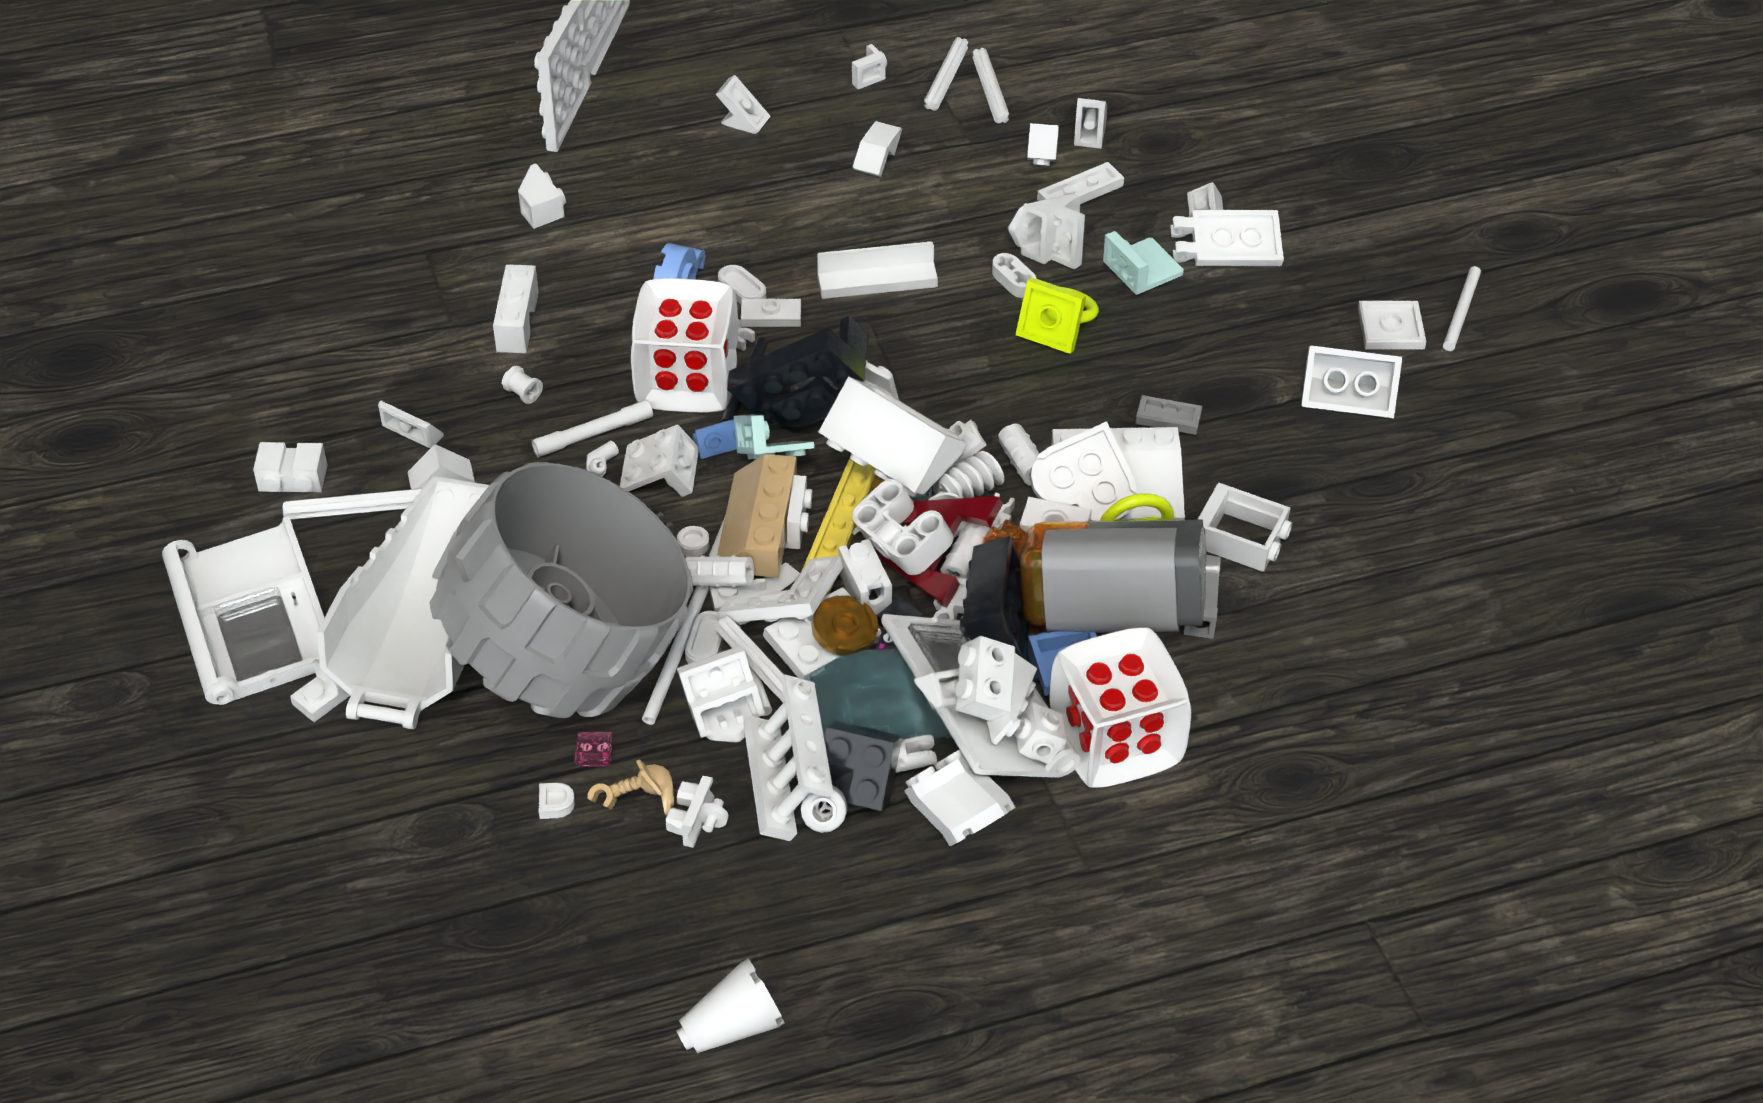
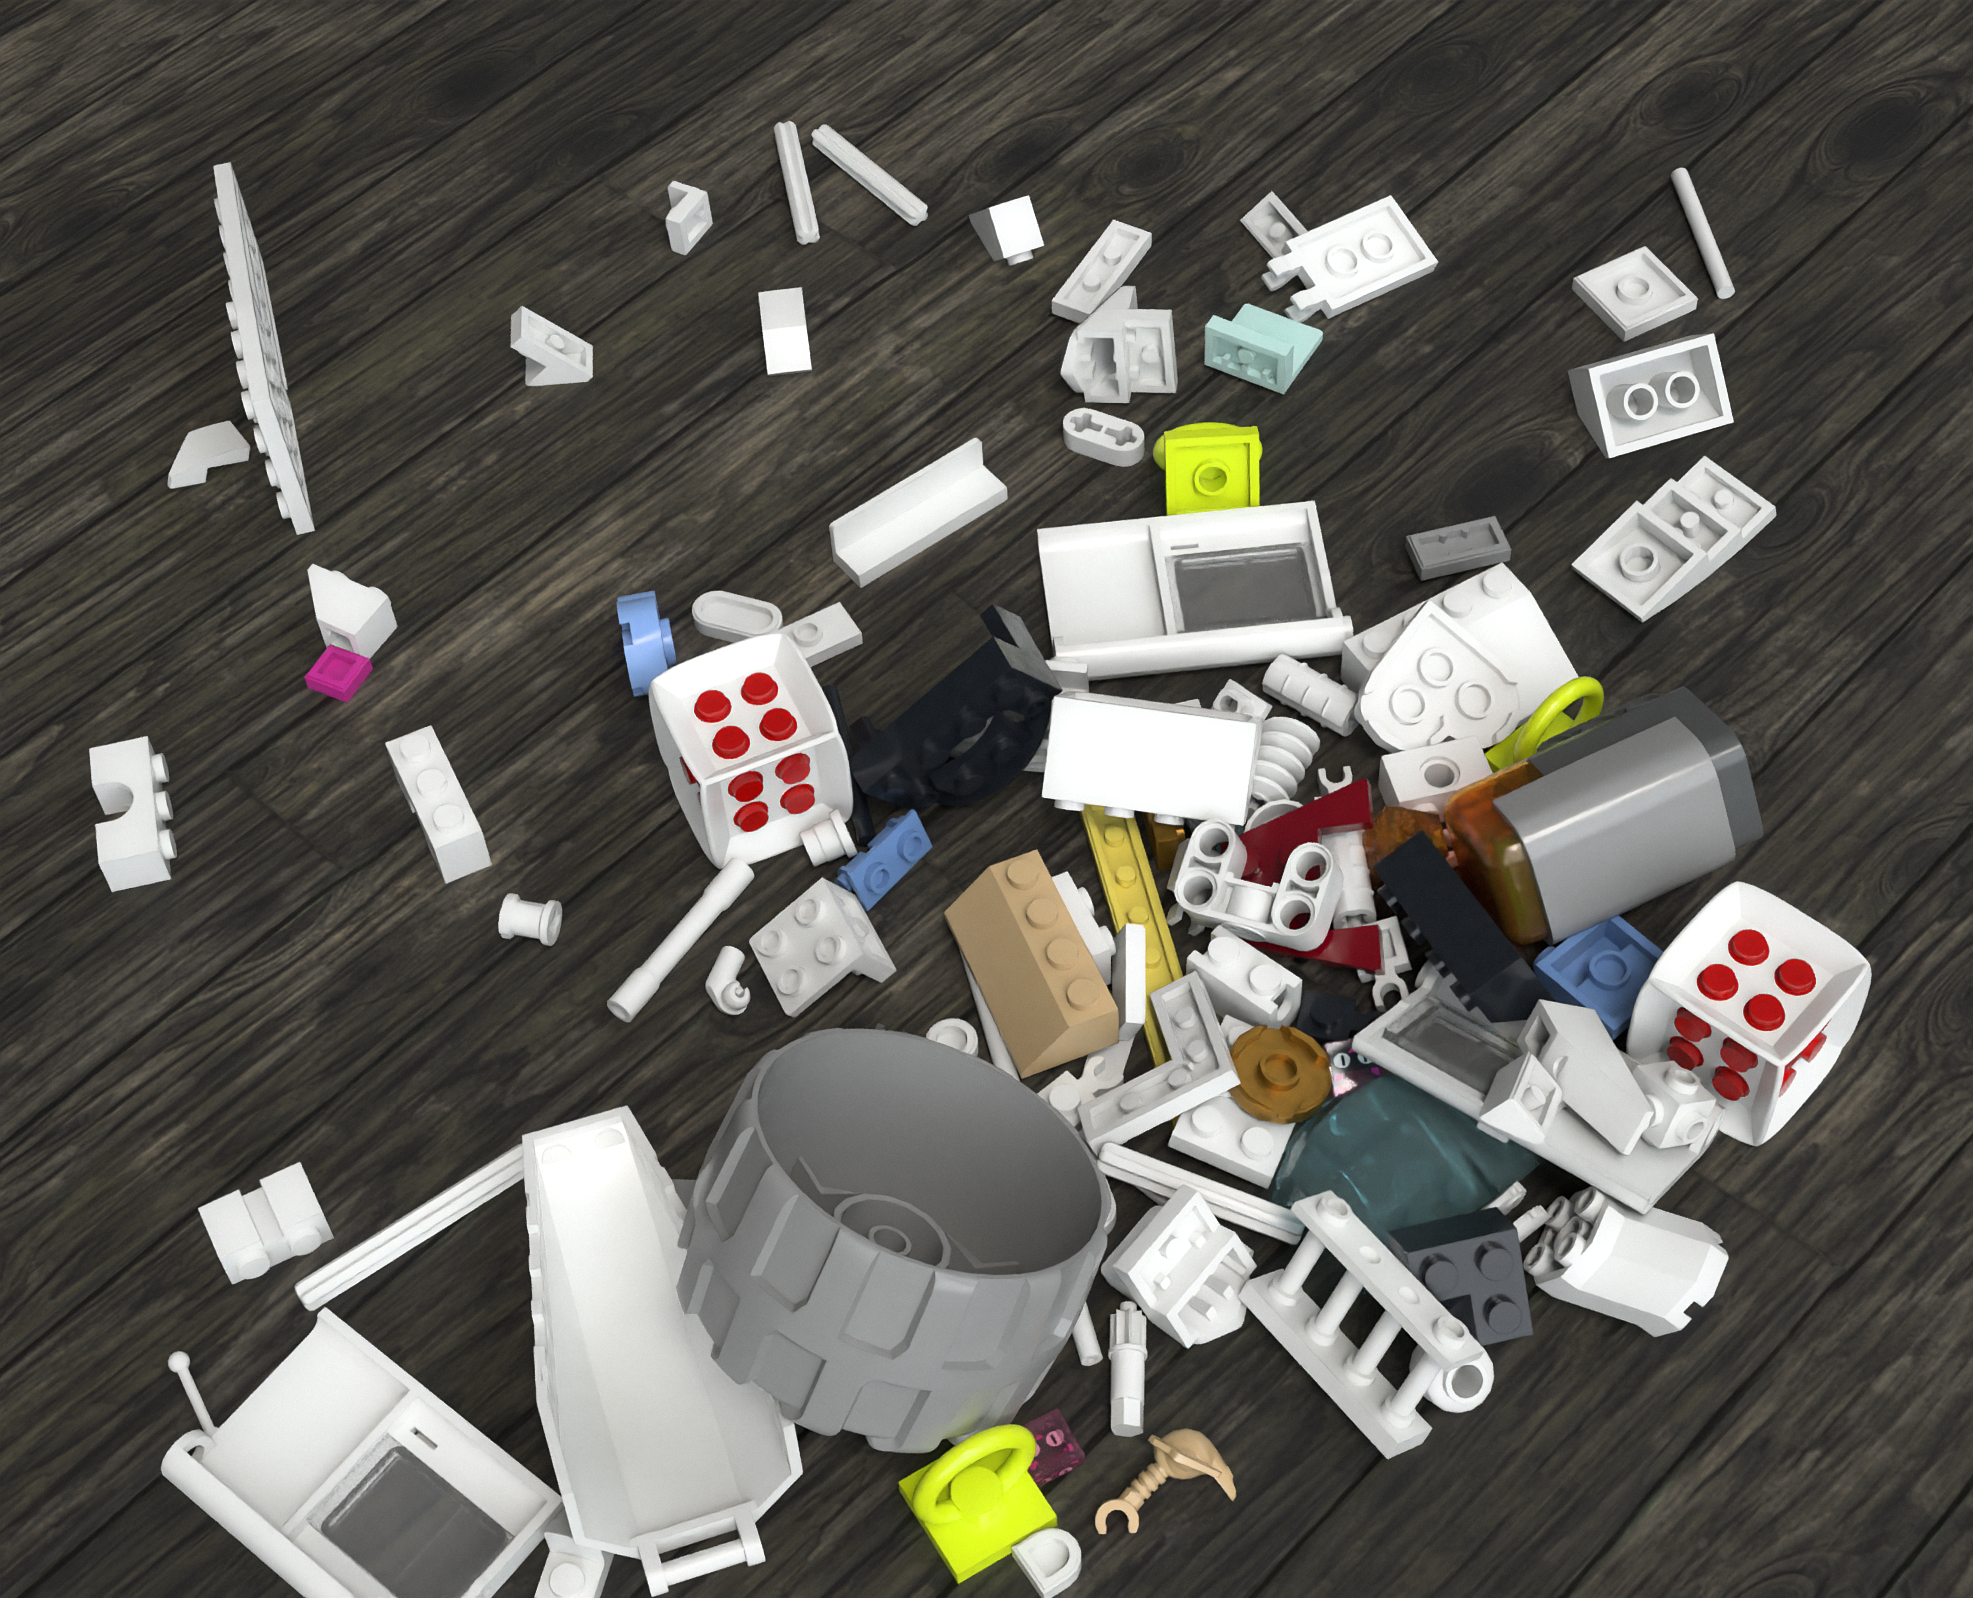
camera: 25 degrees left, 5 degrees up
(207, 513) = (179, 1363): none -> white hinge
(372, 237) = (136, 845): none -> white arch
(408, 425) = (401, 1066): white slope -> none
(440, 463) = (500, 1116): white slope -> none
(516, 226) = (338, 673): none -> dark pink tile
(521, 87) = (207, 448): none -> white slope
(537, 752) = (979, 1499): none -> neon yellow tile
(660, 733) = (1127, 1369): none -> white piece
(701, 811) = (1275, 1495): white hips -> none
(703, 412) = (828, 840): none -> white piece
(721, 571) = (1056, 1070): white axle -> none
(751, 439) = (952, 846): light aqua bracket -> none
(802, 548) = (1129, 979): none -> white tile
(985, 678) = (1574, 1066): white brick -> none
(996, 372) = (1191, 591): none -> white piece
(1090, 123) = (1052, 173): white slope -> none
(1250, 509) = (1672, 635): white window -> none
(1301, 463) = (1674, 539): none -> white slope

